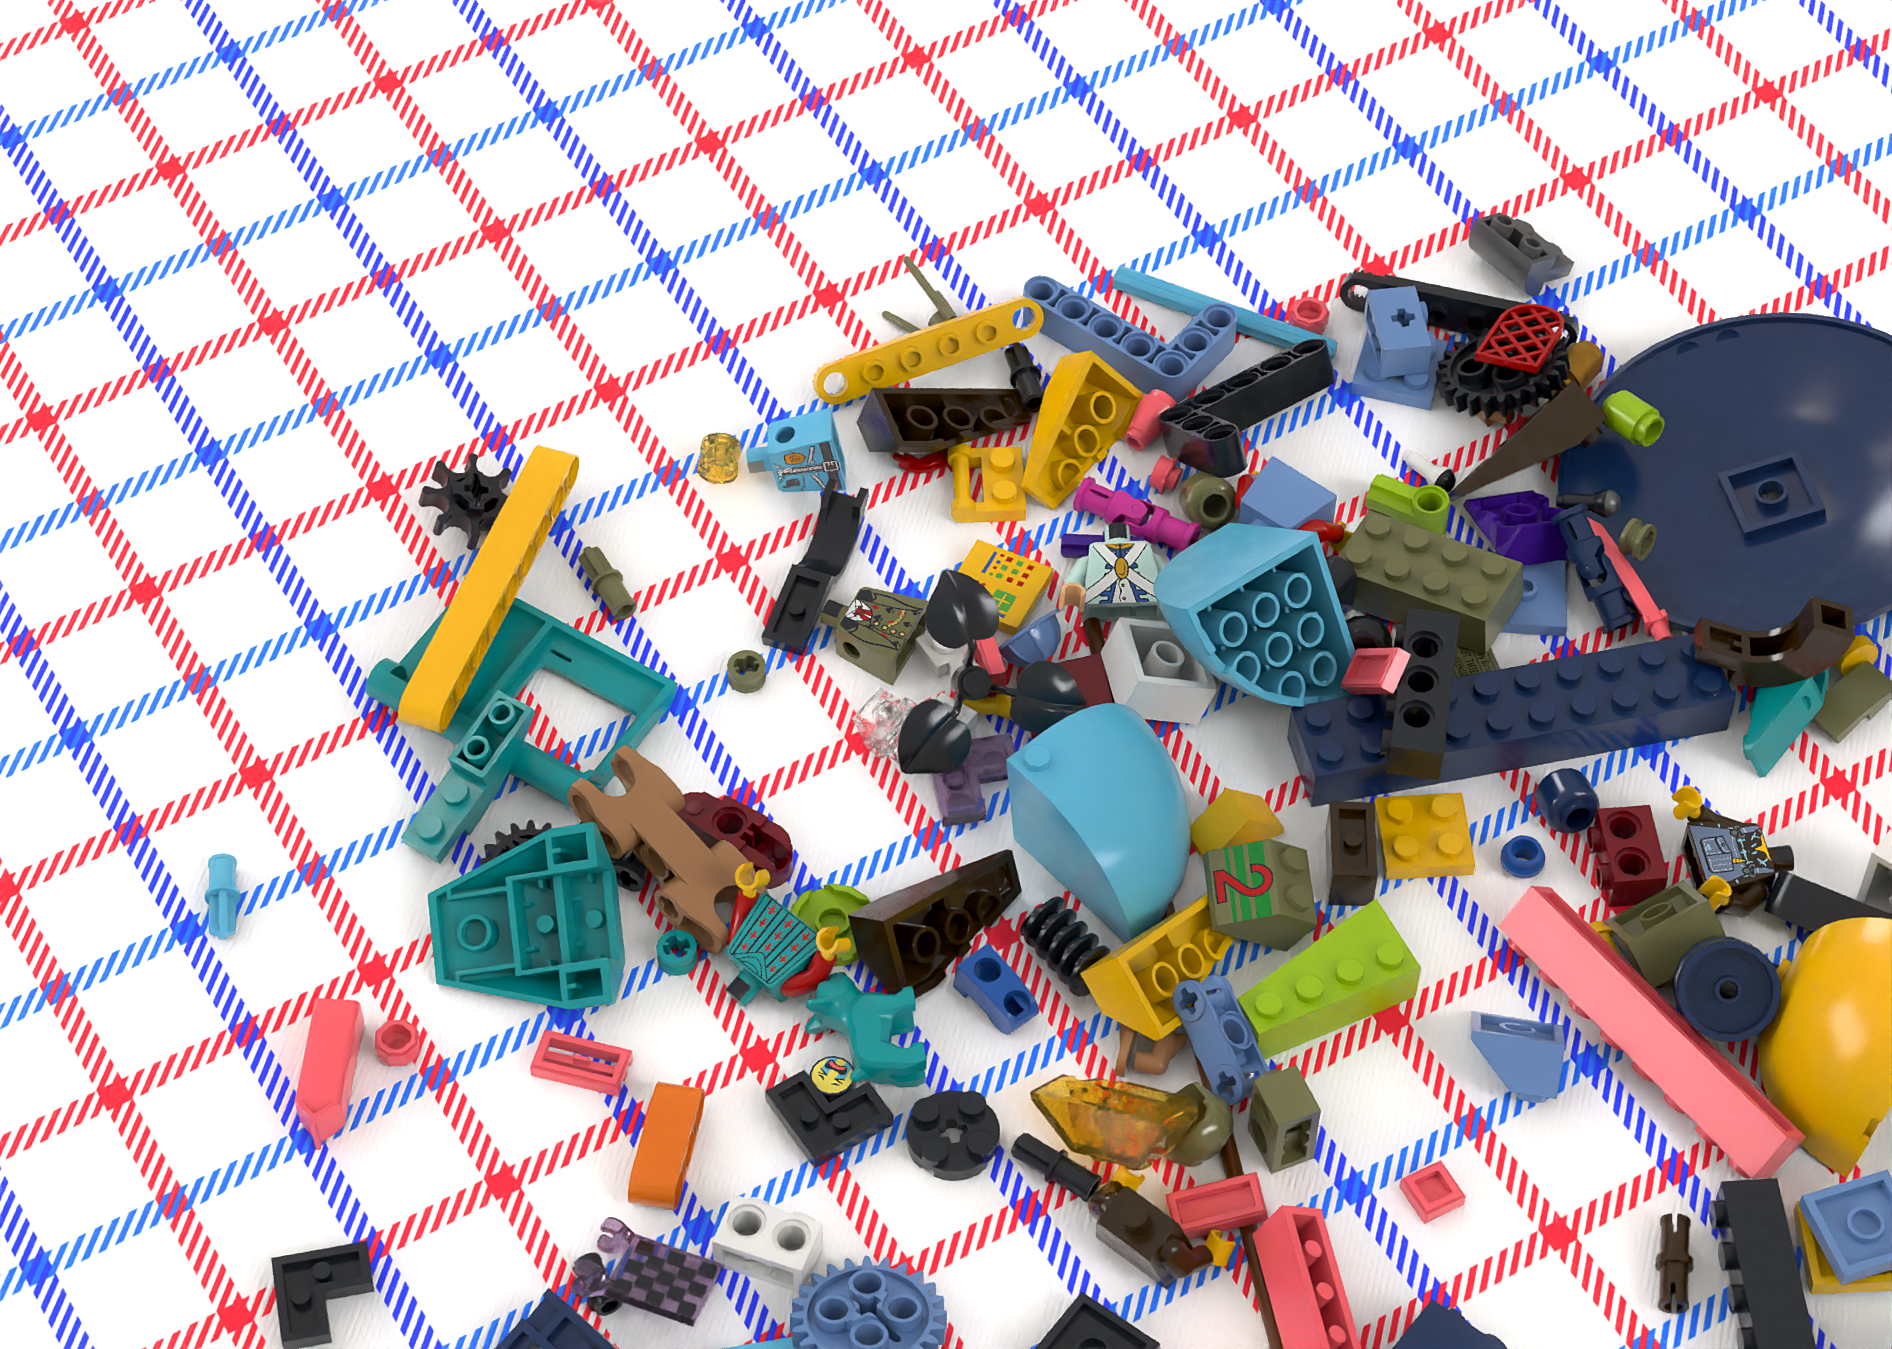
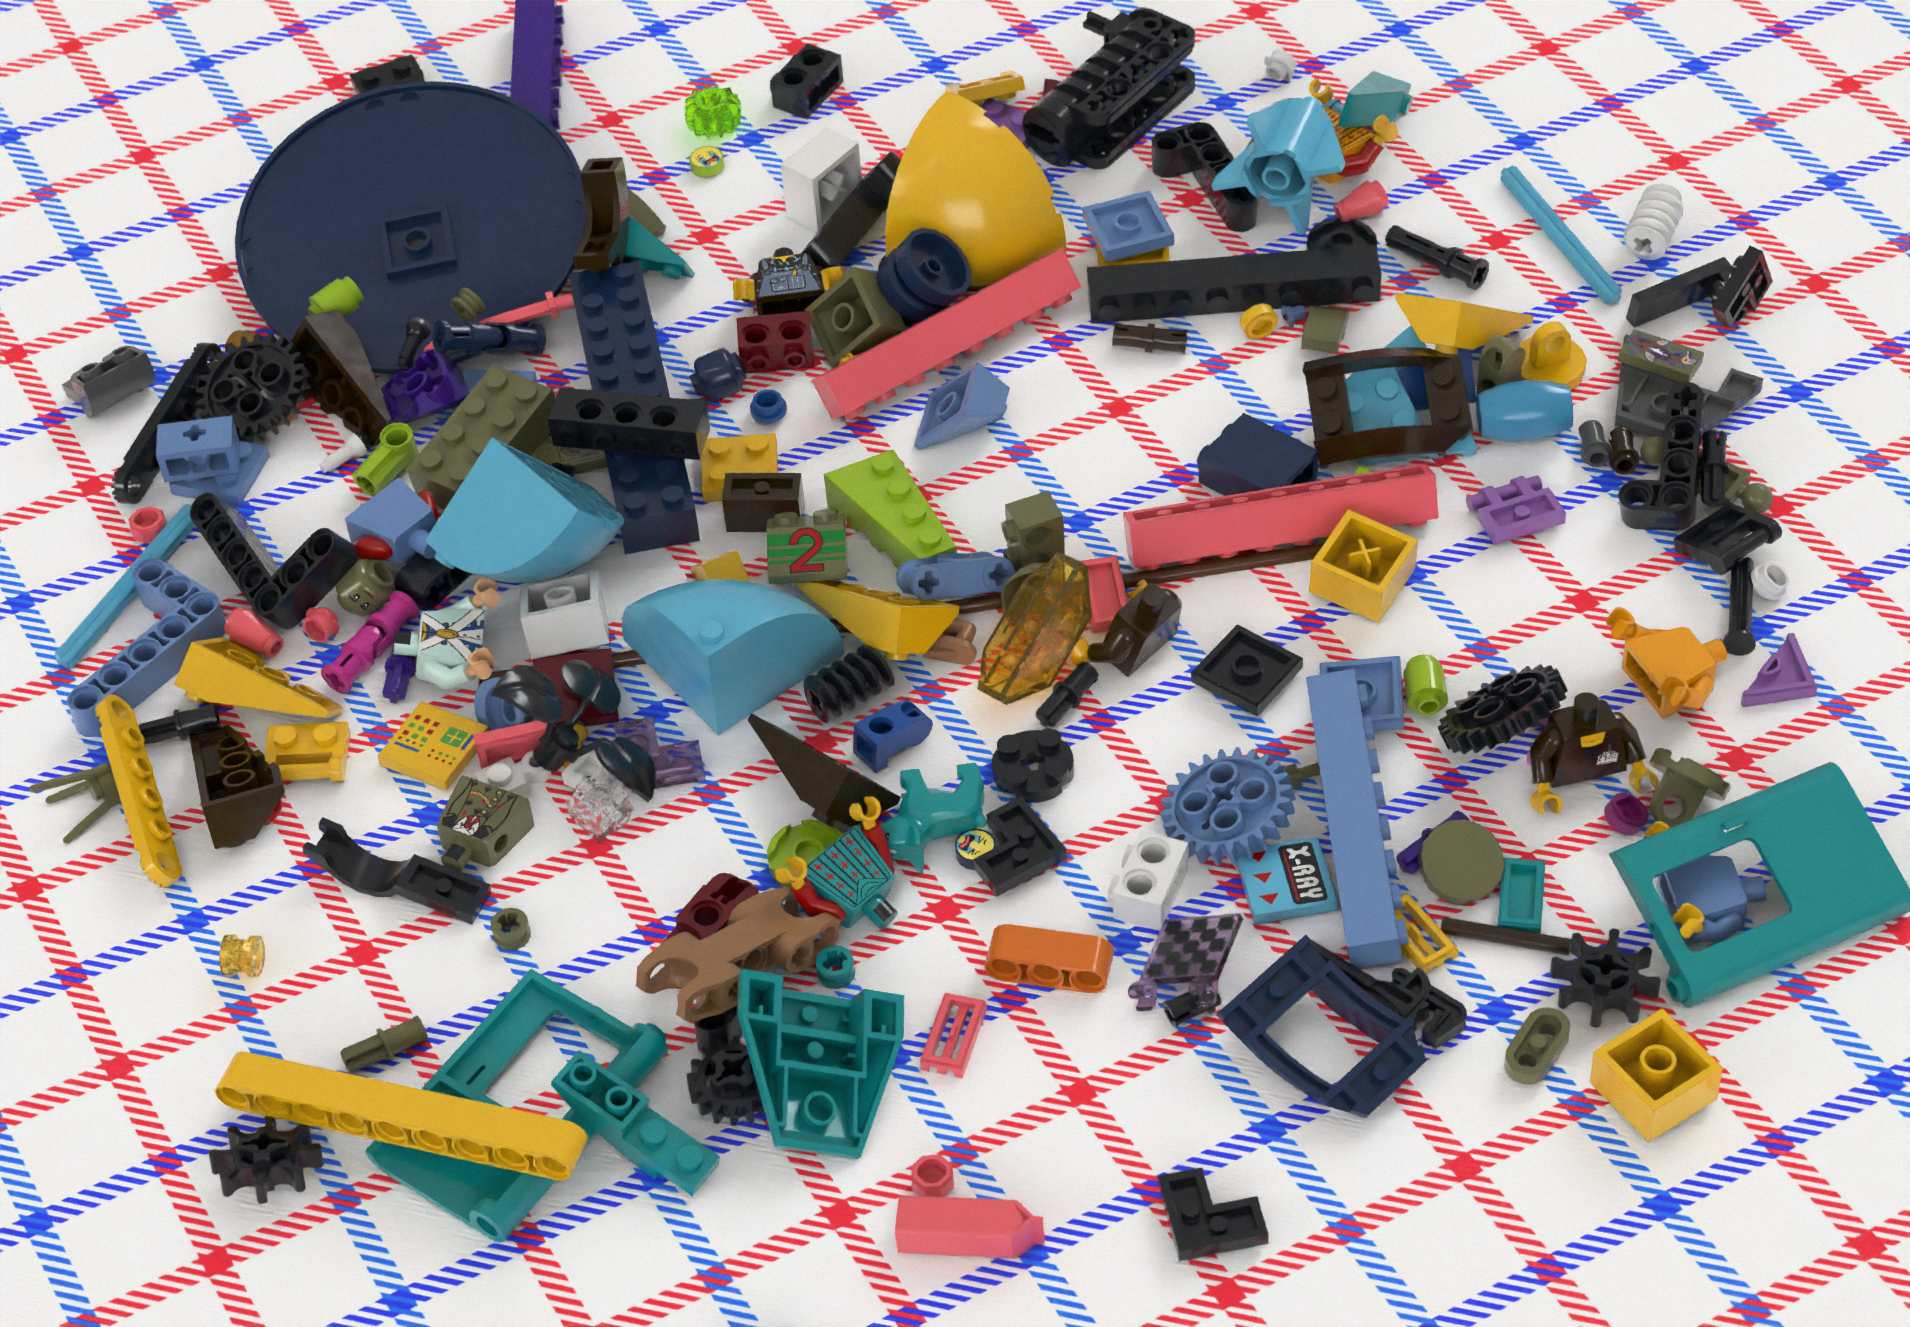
camera: 85 degrees left, 5 degrees down
(801, 453) = (256, 878): medium azure torso -> none
(1375, 670) = (603, 451): coral tile -> none
(1432, 1191) = (1085, 472): coral tile -> none
(1537, 313) = (258, 372): red window -> none

